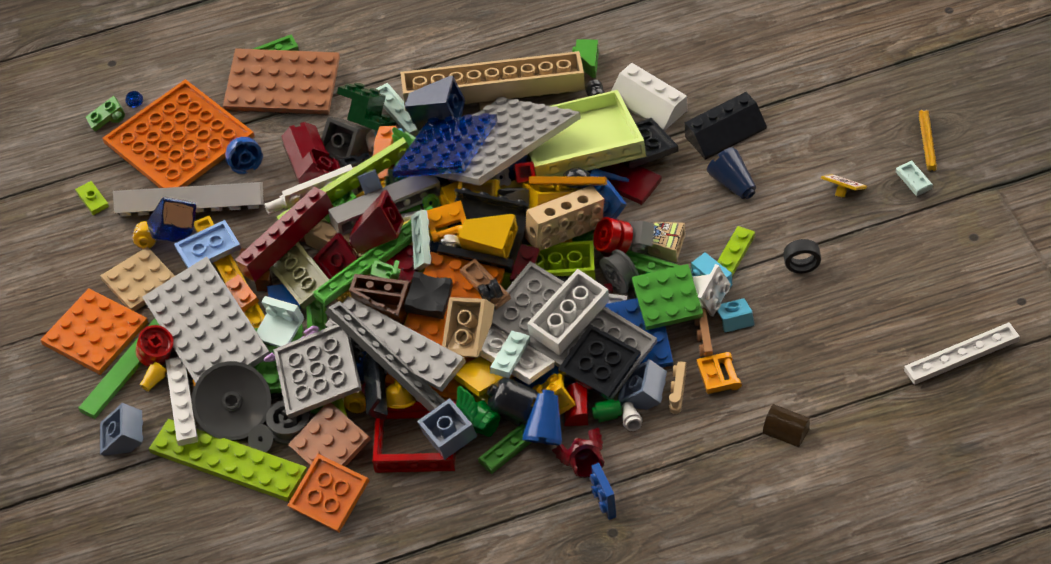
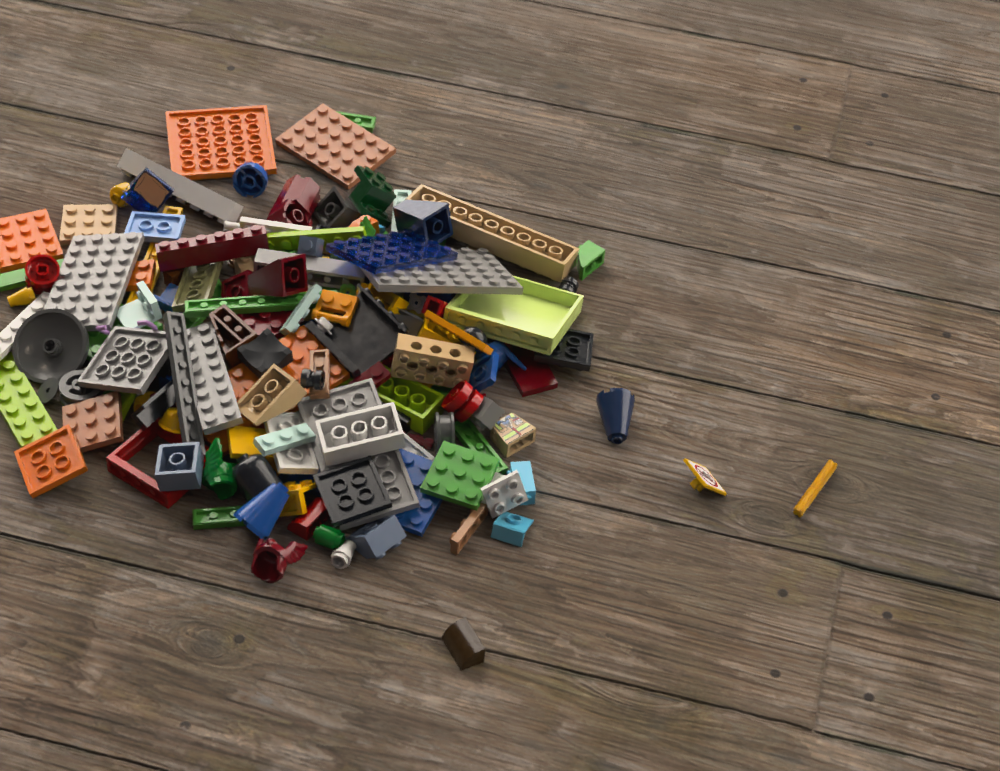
camera: 25 degrees right, 5 degrees down
(92, 198) = (116, 148): lime plate -> none
(108, 111) = (191, 97): bright green plate -> none
(134, 99) = (217, 99): clear blue plate -> none
(384, 270) = (251, 316): bright green bracket -> none
(489, 234) = (354, 336): yellow slope -> none
(603, 490) = (256, 597): blue plate -> none
(650, 96) = (607, 317): white slope -> none
(677, 387) = (405, 555): tan plate -> none
(713, 376) = (444, 563): light orange plate -> none
(725, 125) = (649, 374): black slope -> none
(736, 248) = (562, 477): lime plate -> none
(802, 246) = (605, 522): black tyre -> none
(914, 178) = (772, 511): light aqua plate -> none
(961, 353) = (676, 682): white plate -> none

